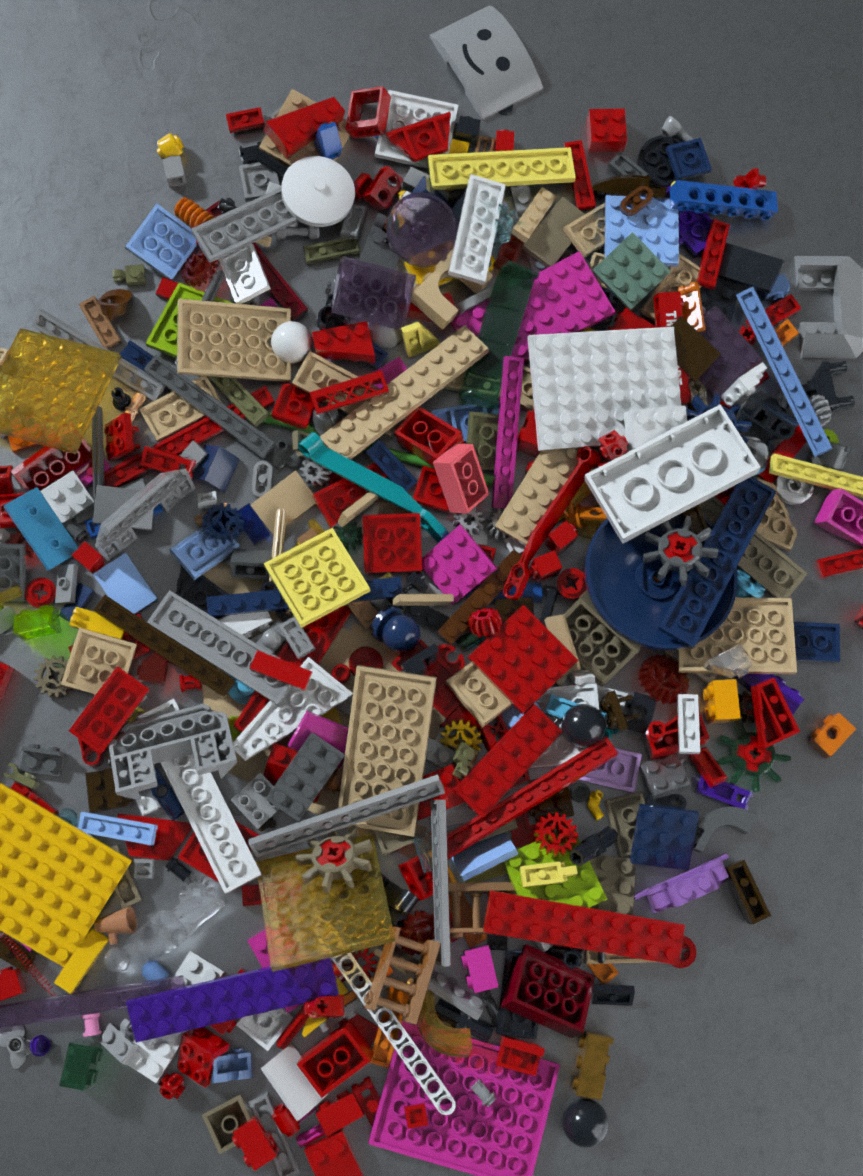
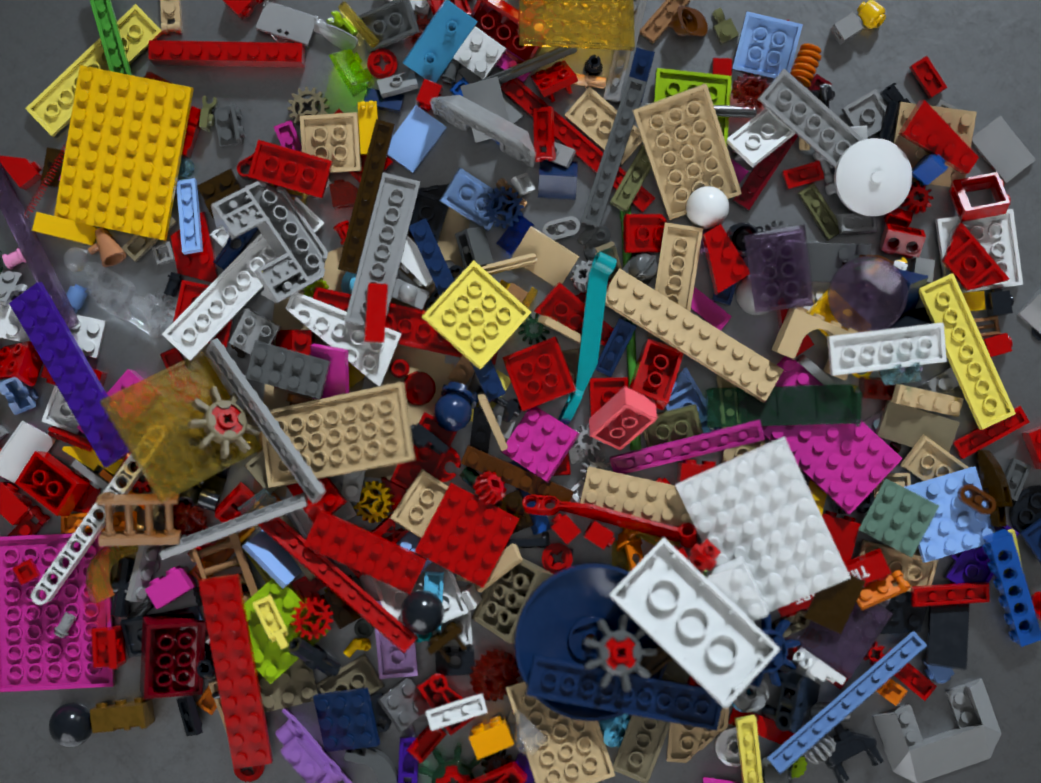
camera: 80 degrees right, 10 degrees up
(74, 705) = (288, 136): none -> dark pink plate
(292, 252) = (803, 175): none -> red plate
(296, 638) = (413, 318): light grey plate -> none
(325, 1007) = (90, 461): red piece -> none
(332, 81) = (1002, 149): none -> light grey tile
(348, 387) = (677, 276): red fence -> none
(356, 162) = (922, 203): none -> red gear
(418, 339) = (754, 329): light yellow wing -> none
(465, 759) = (354, 511): olive plate -> none

